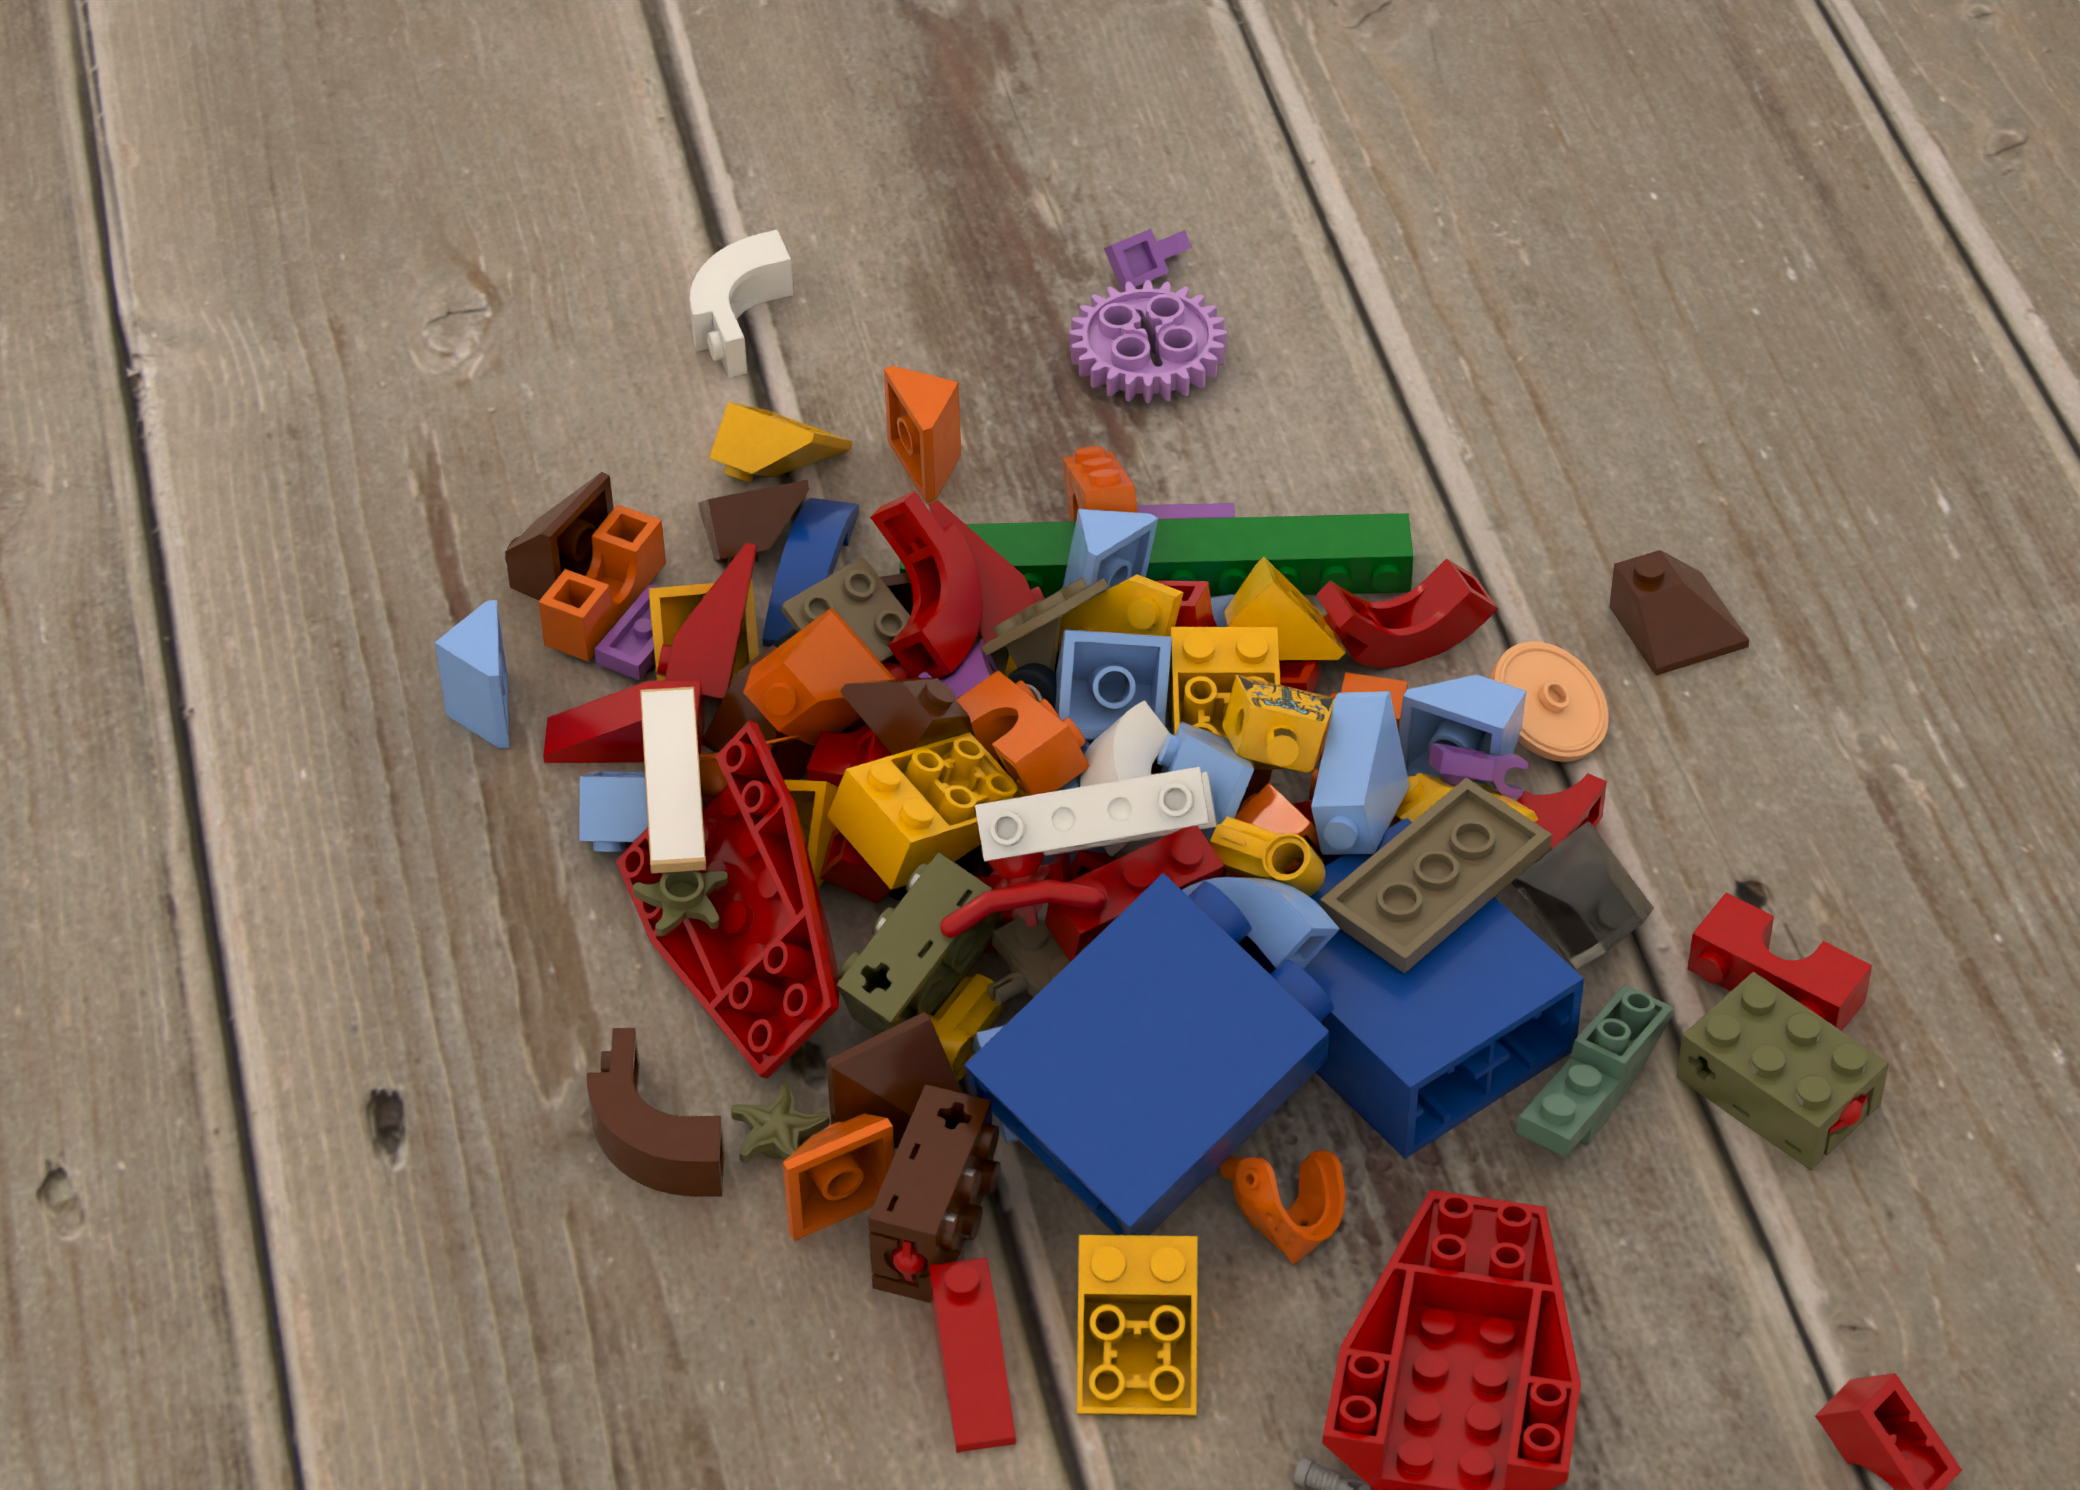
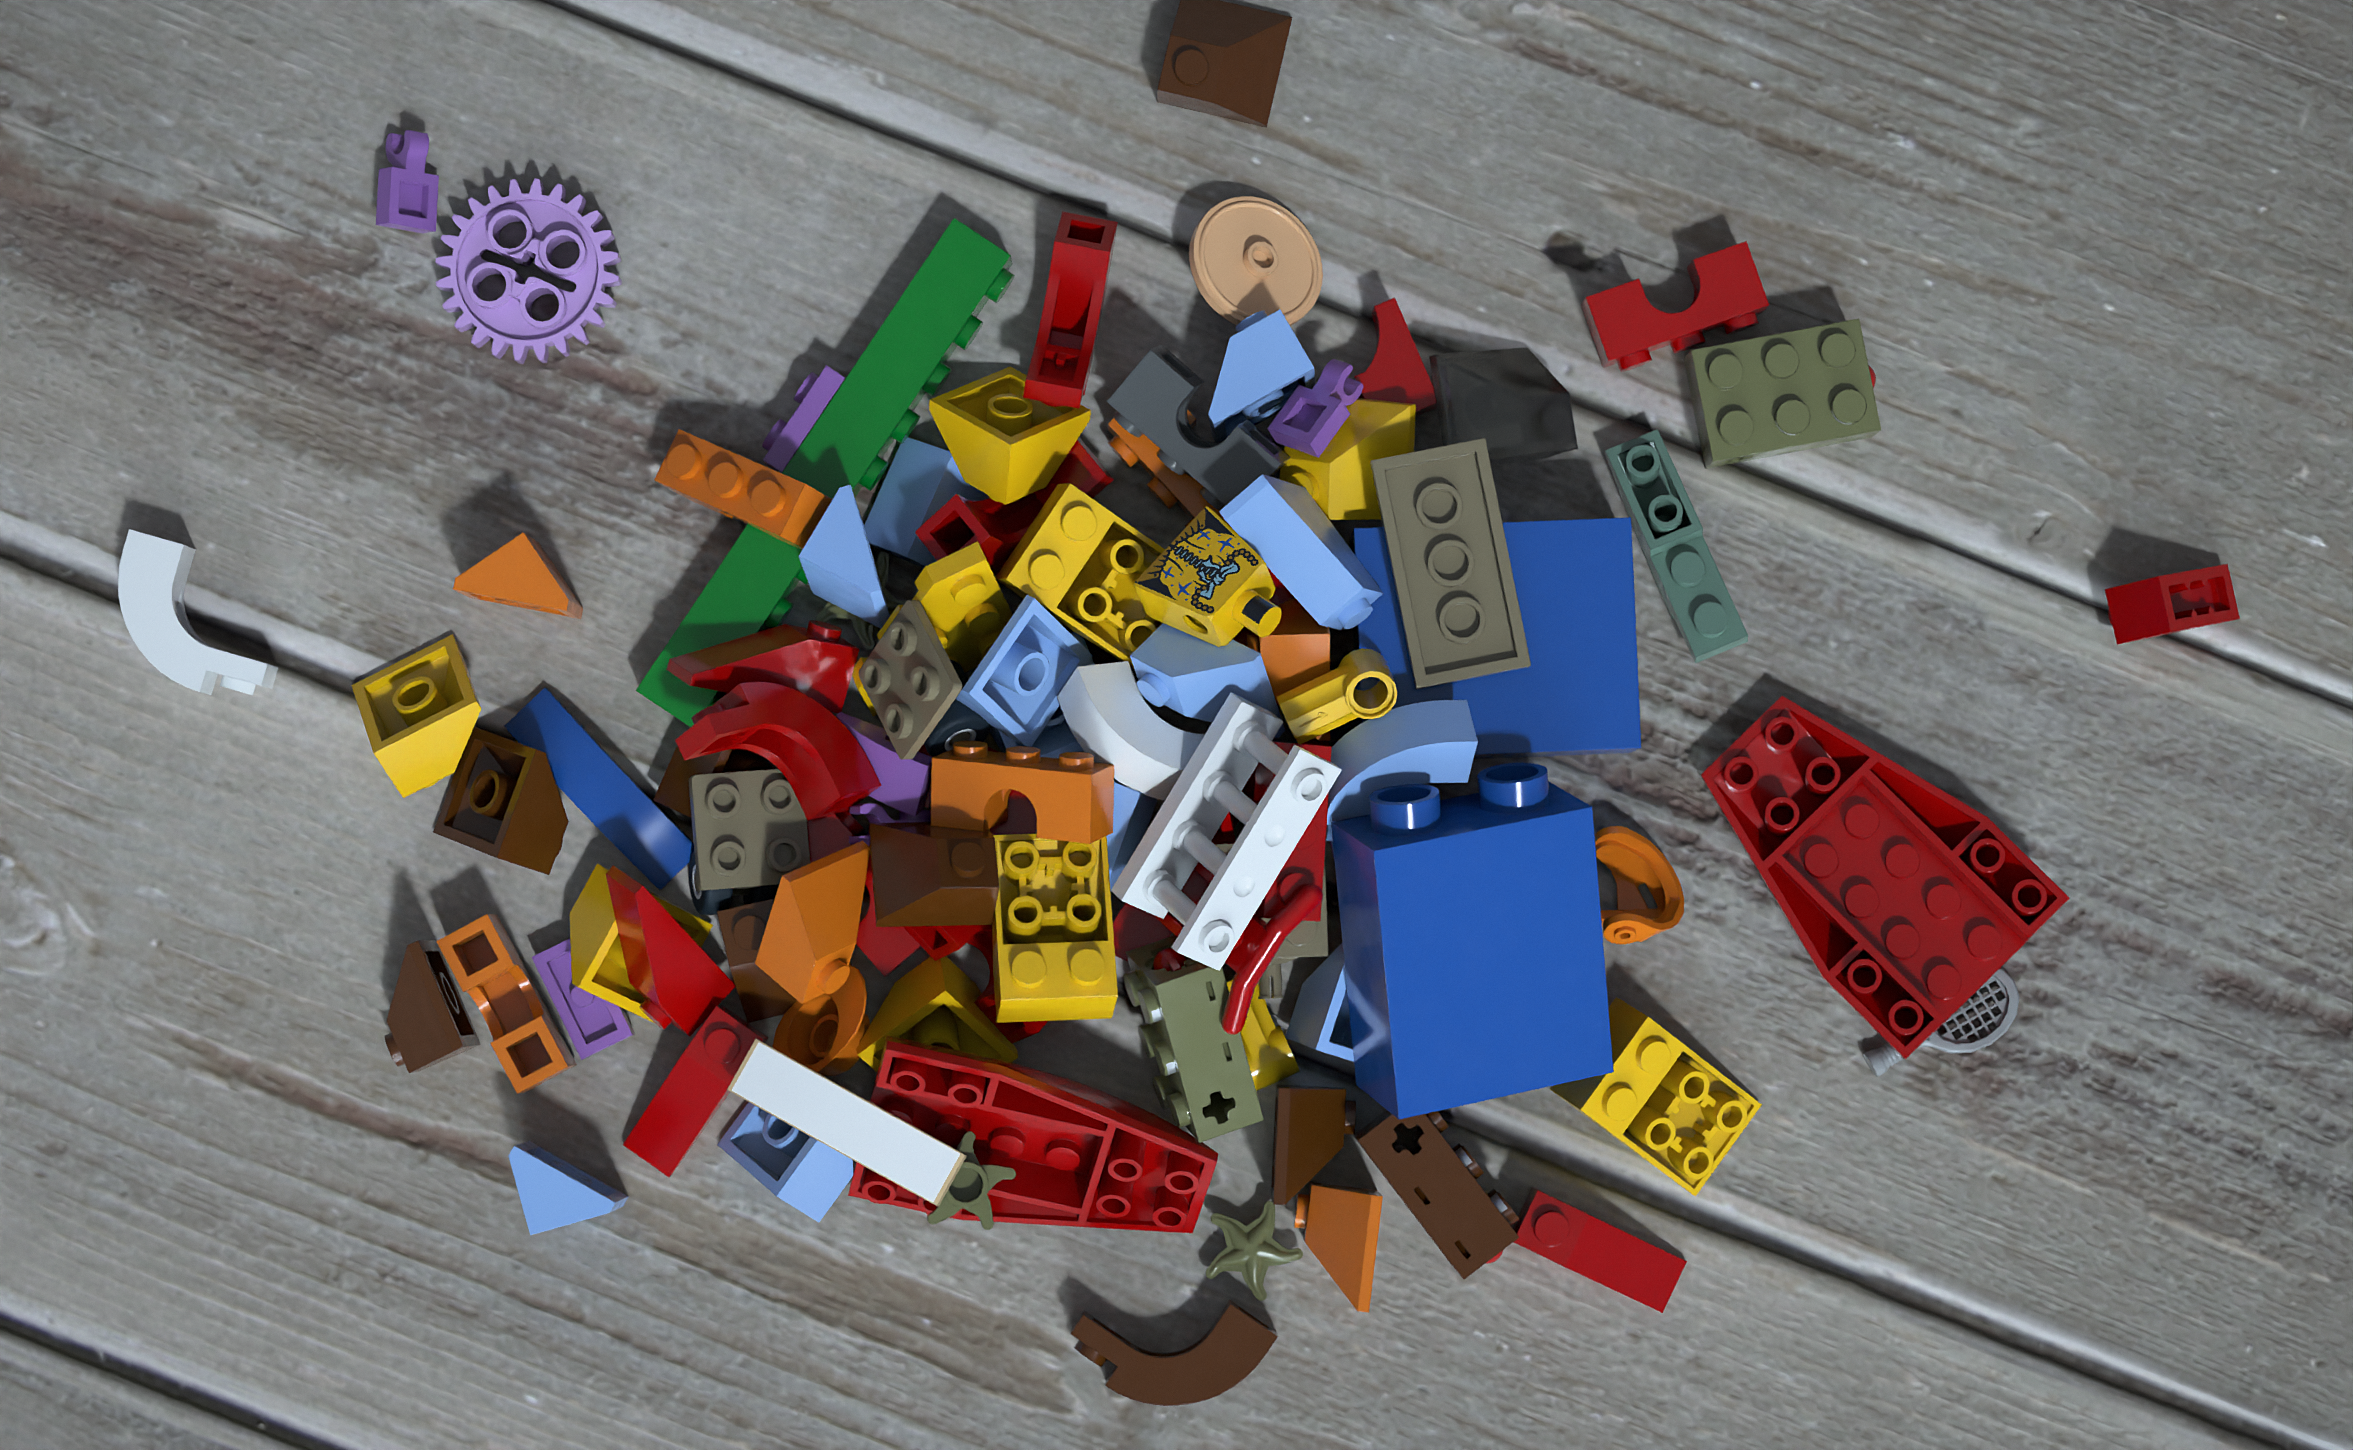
camera: 60 degrees left, 40 degrees up
(1393, 662) = (1156, 404): none -> dark grey arch

